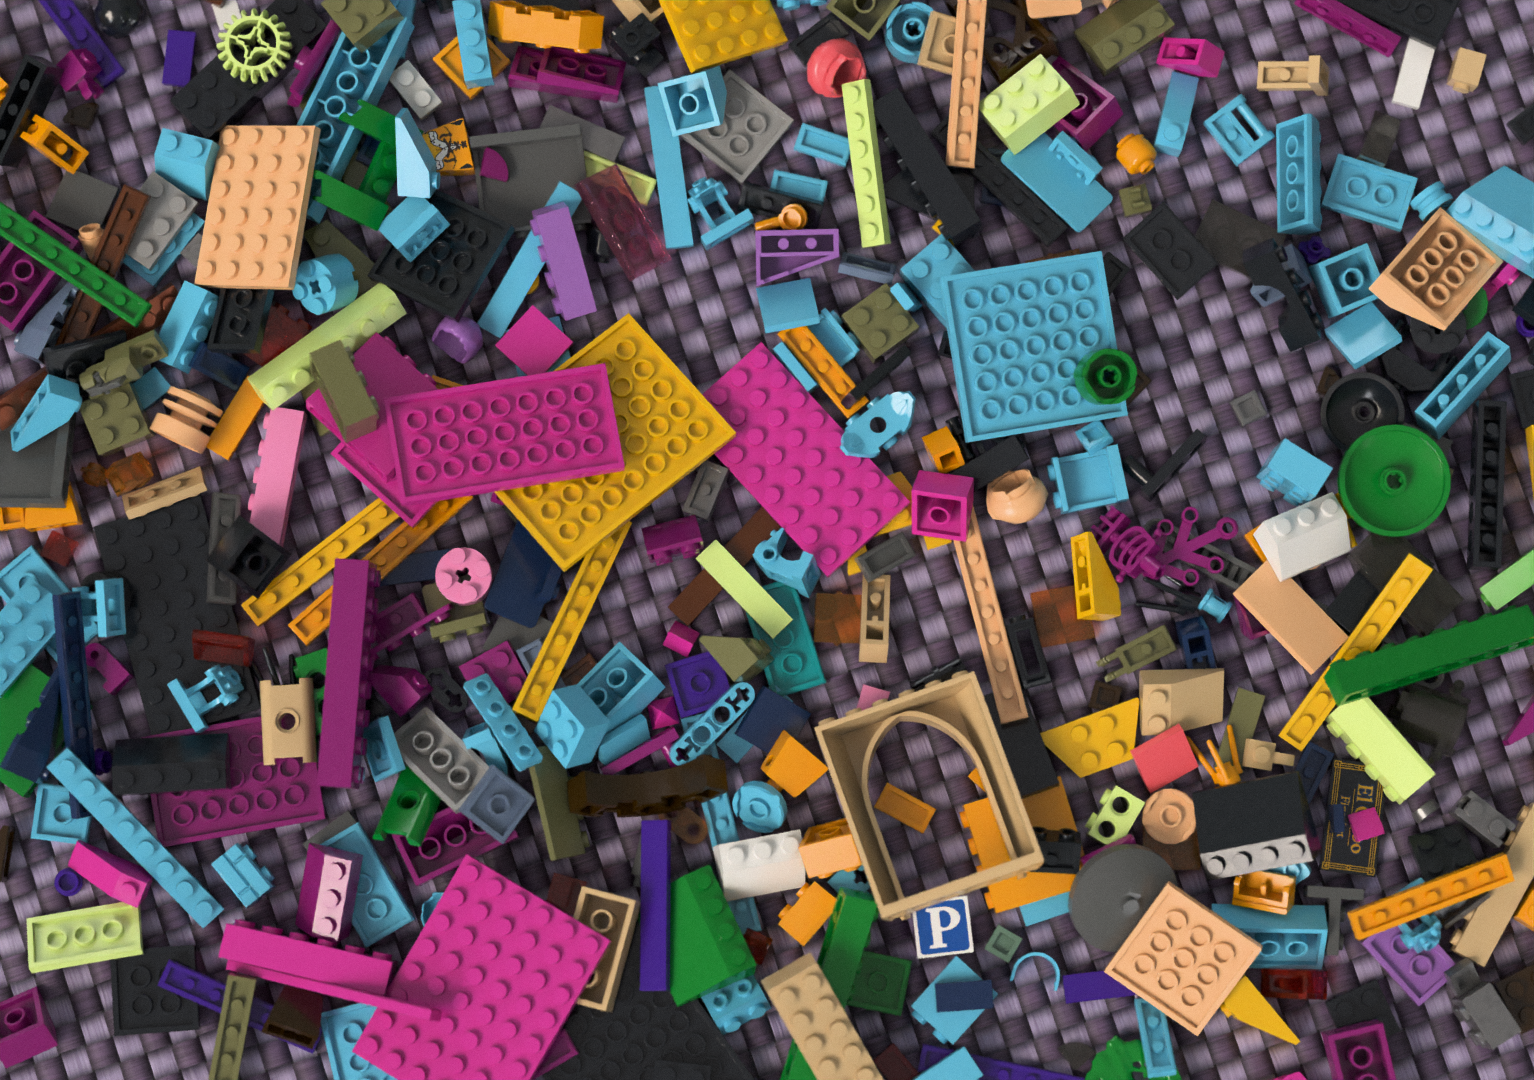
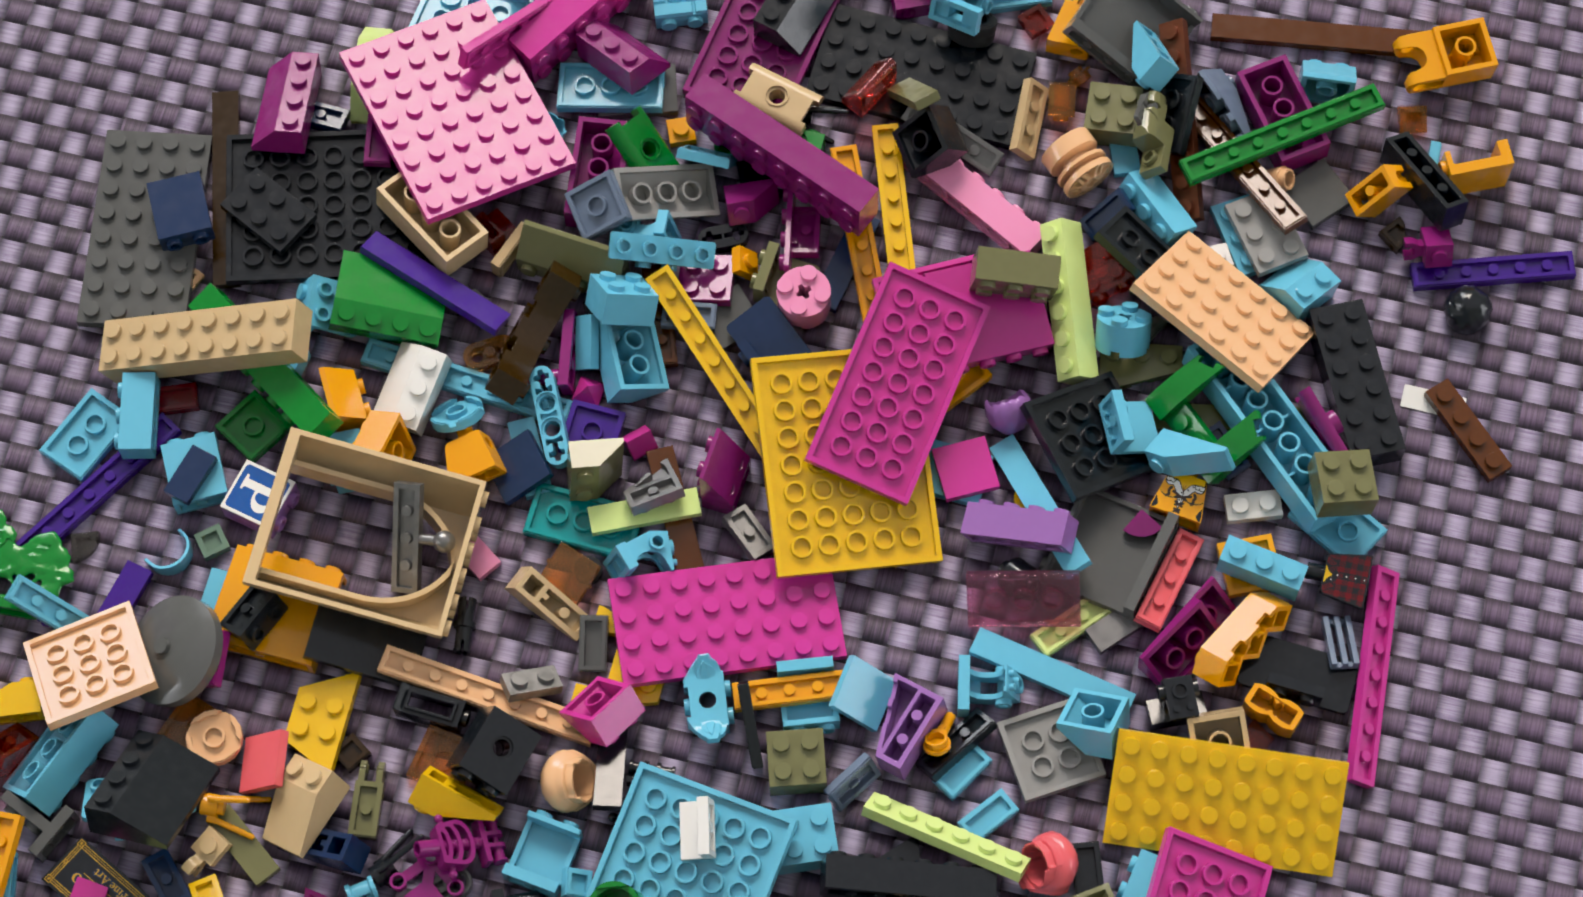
camera: 125 degrees right, 15 degrees down
(179, 58) = (1399, 336): dark purple tile -> none
(193, 702) = (840, 44): medium azure tile -> none
(213, 596) = (913, 94): none -> olive tile
(235, 421) = (1050, 199): light orange tile -> none
(244, 41) = (1353, 366): yellowish green gear -> none
(366, 796) = (680, 133): none -> light orange plate
(459, 653) = (744, 262): none -> light orange plate
(527, 116) = (1169, 580): none -> coral tile
(574, 867) = (507, 253): none -> tan tile
(723, 588) = (654, 490): none -> flat silver wing
(757, 944) = (351, 347): clear red tile -> none
(899, 766) = (409, 537): none -> flat silver plate
(905, 297) = (803, 790): medium azure tile -> none
(905, 808) = (372, 534): light orange tile -> none
(943, 450) = (650, 744): light orange brick -> none
(954, 583) = (531, 683): none -> flat silver plate
(997, 355) = (697, 829): none -> white panel
(1037, 569) = (475, 757): none -> black brick
(1120, 821) = (242, 694): yellowish green brick -> none
(1265, 891) = (89, 771): light orange hinge -> none
(1336, 818) = (110, 872): dark blue tile -> none

